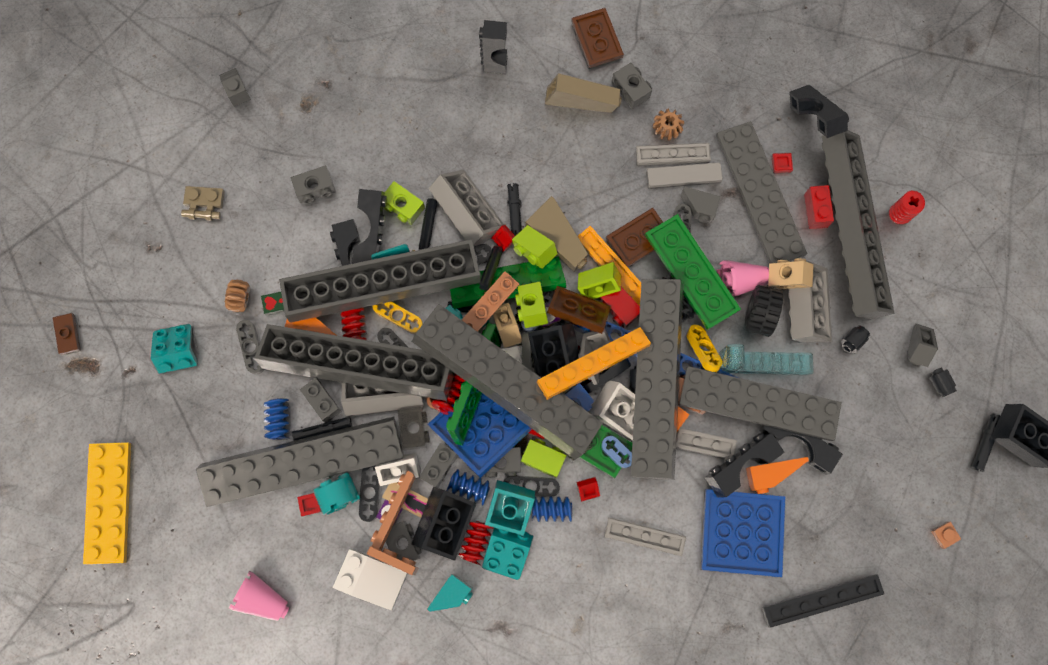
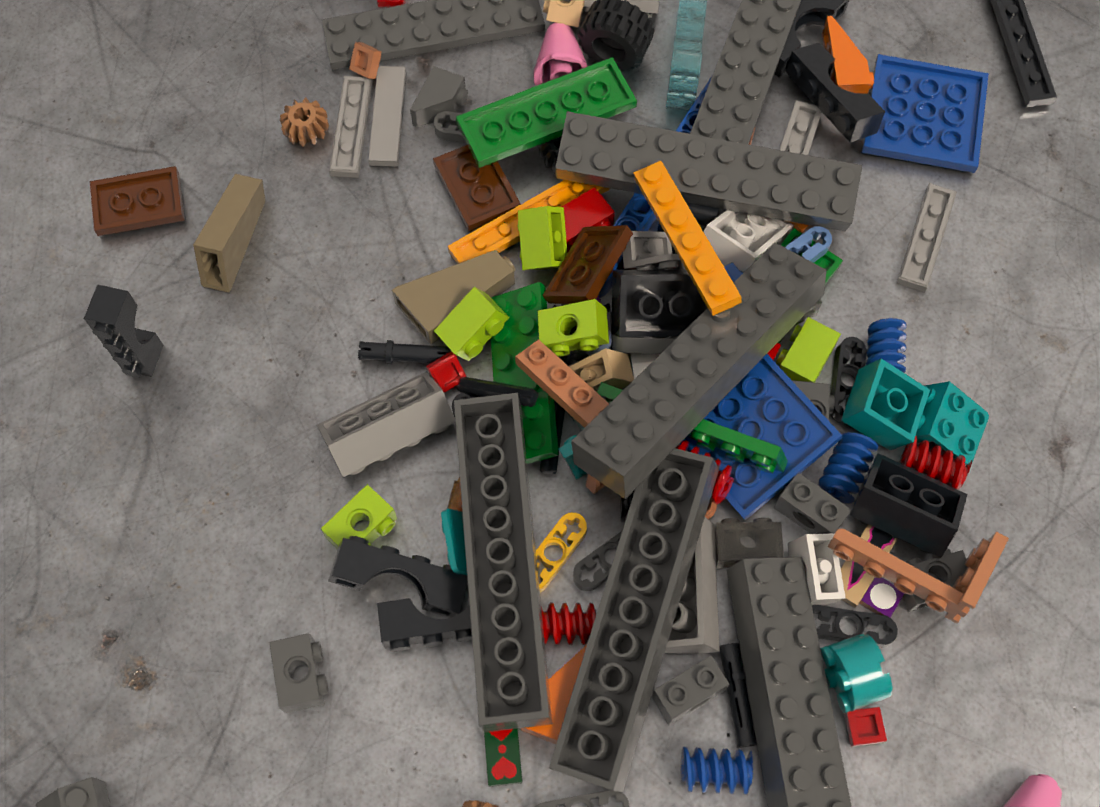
camera: 80 degrees left, 10 degrees down
(370, 579) = (990, 641): white slope -> none
(428, 222) = (404, 489): black axle -> none
(451, 594) = (1021, 507): teal slope -> none
(588, 489) = (856, 299): red plate -> none
(633, 95) = (243, 161): dark grey brick -> none
(709, 359) = (676, 112): yellow beam -> none
(720, 153) = (365, 60): none -> nougat plate

